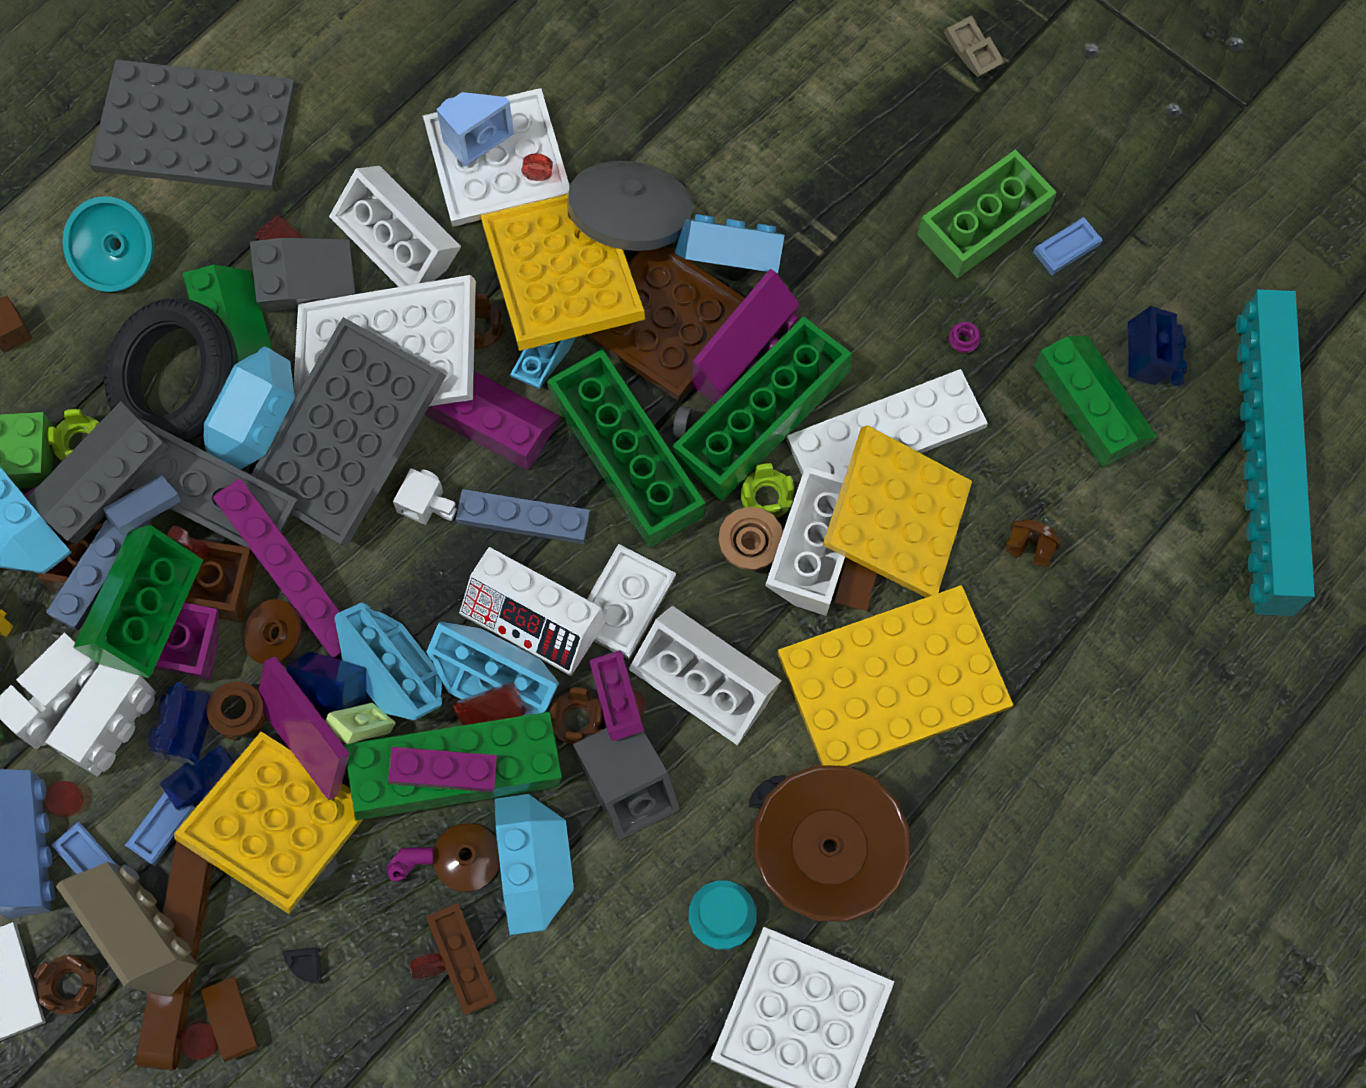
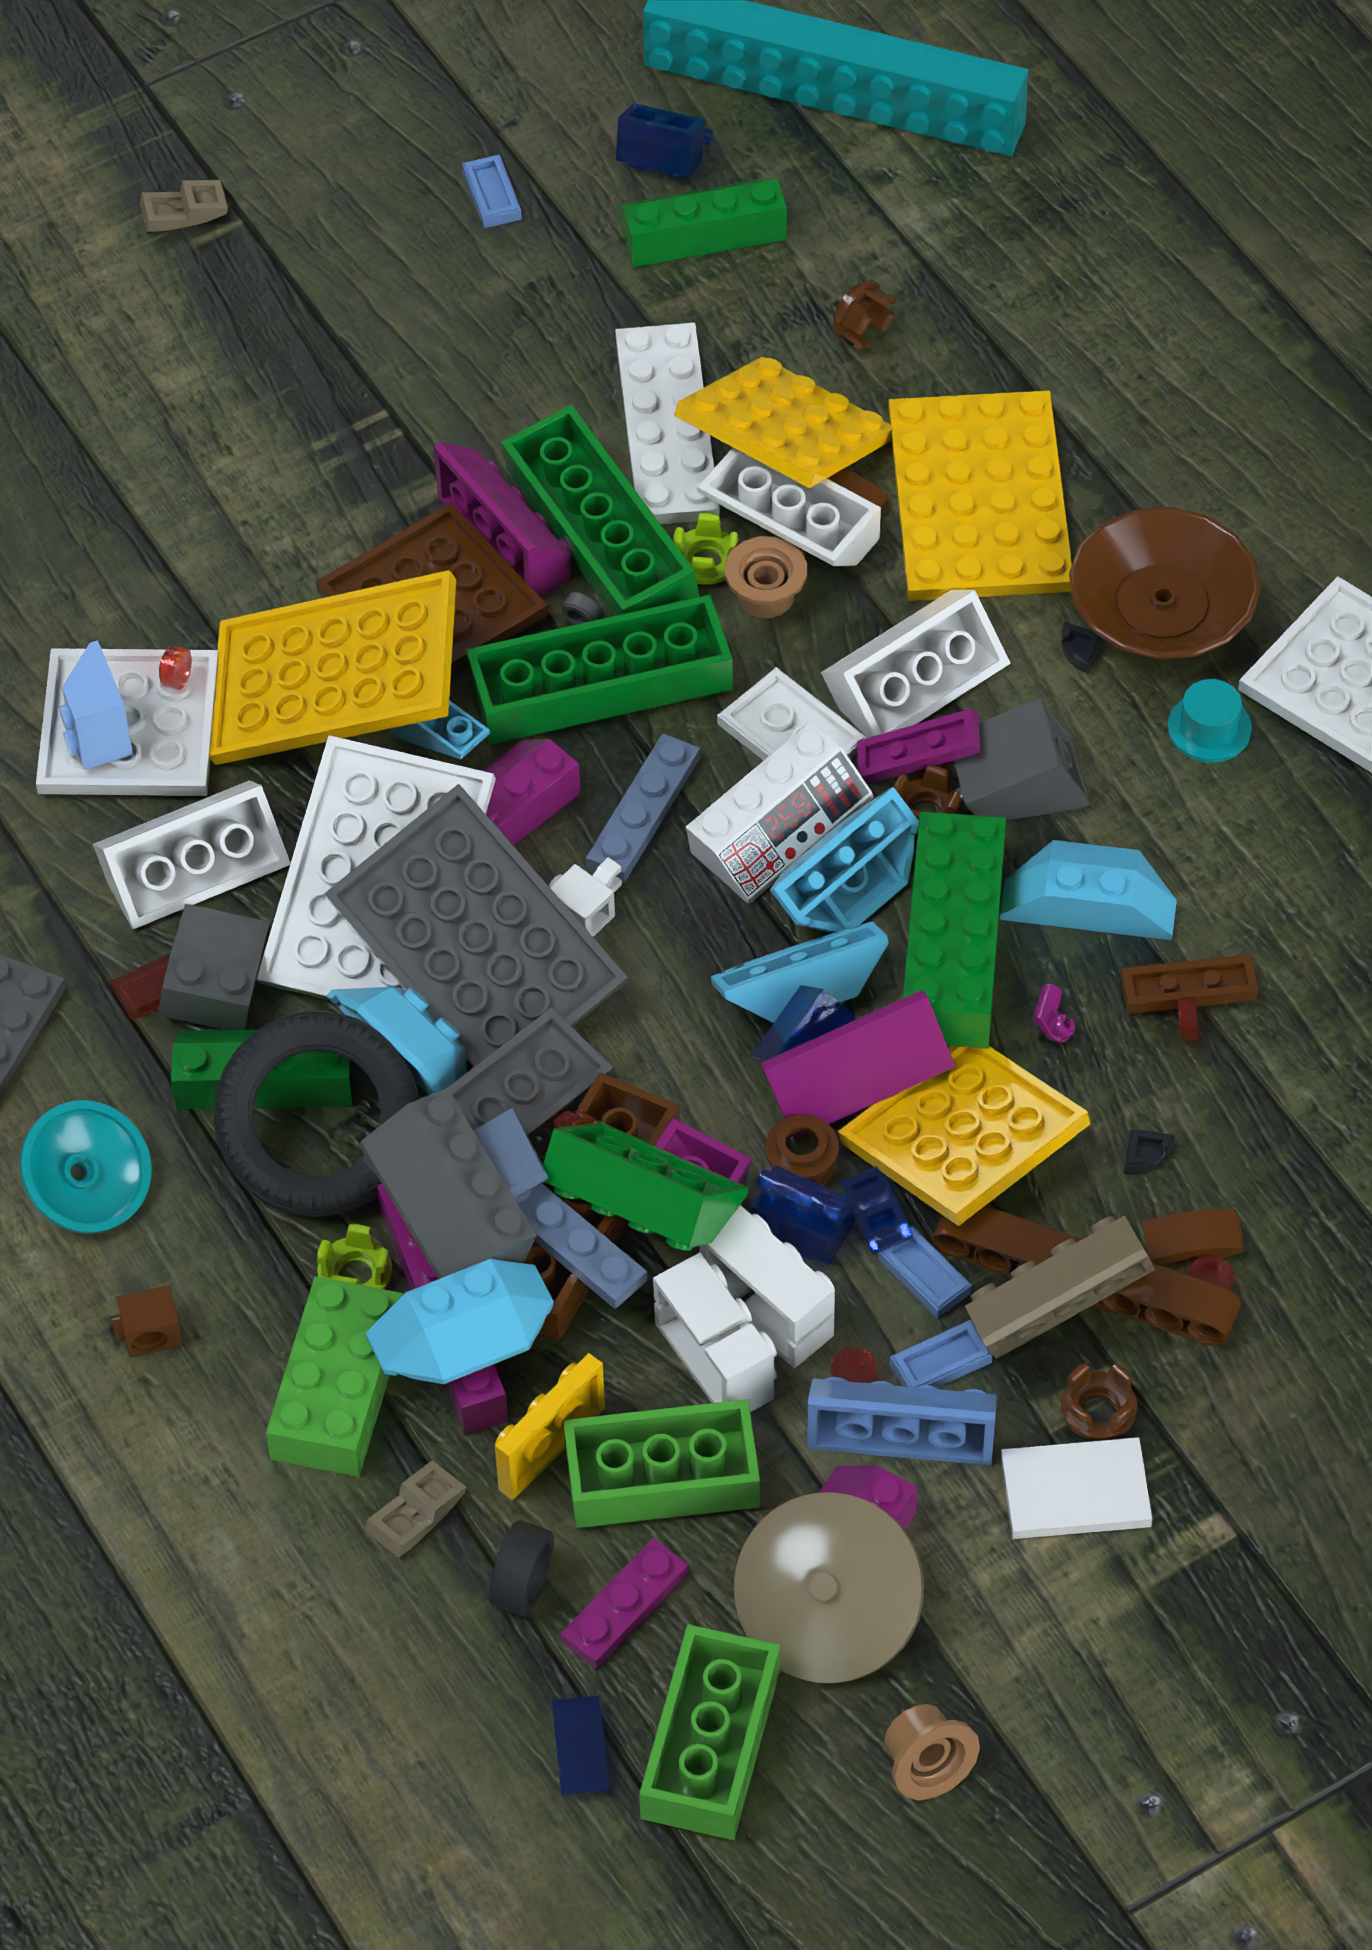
camera: 70 degrees left, 15 degrees down
(262, 631) = (717, 1069): reddish brown dish -> none
(281, 562) = (634, 1046): magenta plate -> none
(359, 723) = (873, 998): yellowish green plate -> none
(442, 769) = (967, 912): magenta plate -> none
(470, 874) = (1075, 973): reddish brown dish -> none
(490, 705) = (891, 878): clear red tile -> none
(629, 205) = (269, 586): dark grey dish -> none
(730, 243) = (379, 485): dark azure slope -> none
(965, 329) = (573, 316): magenta plate -> none
(986, 213) = (426, 245): bright green brick -> none

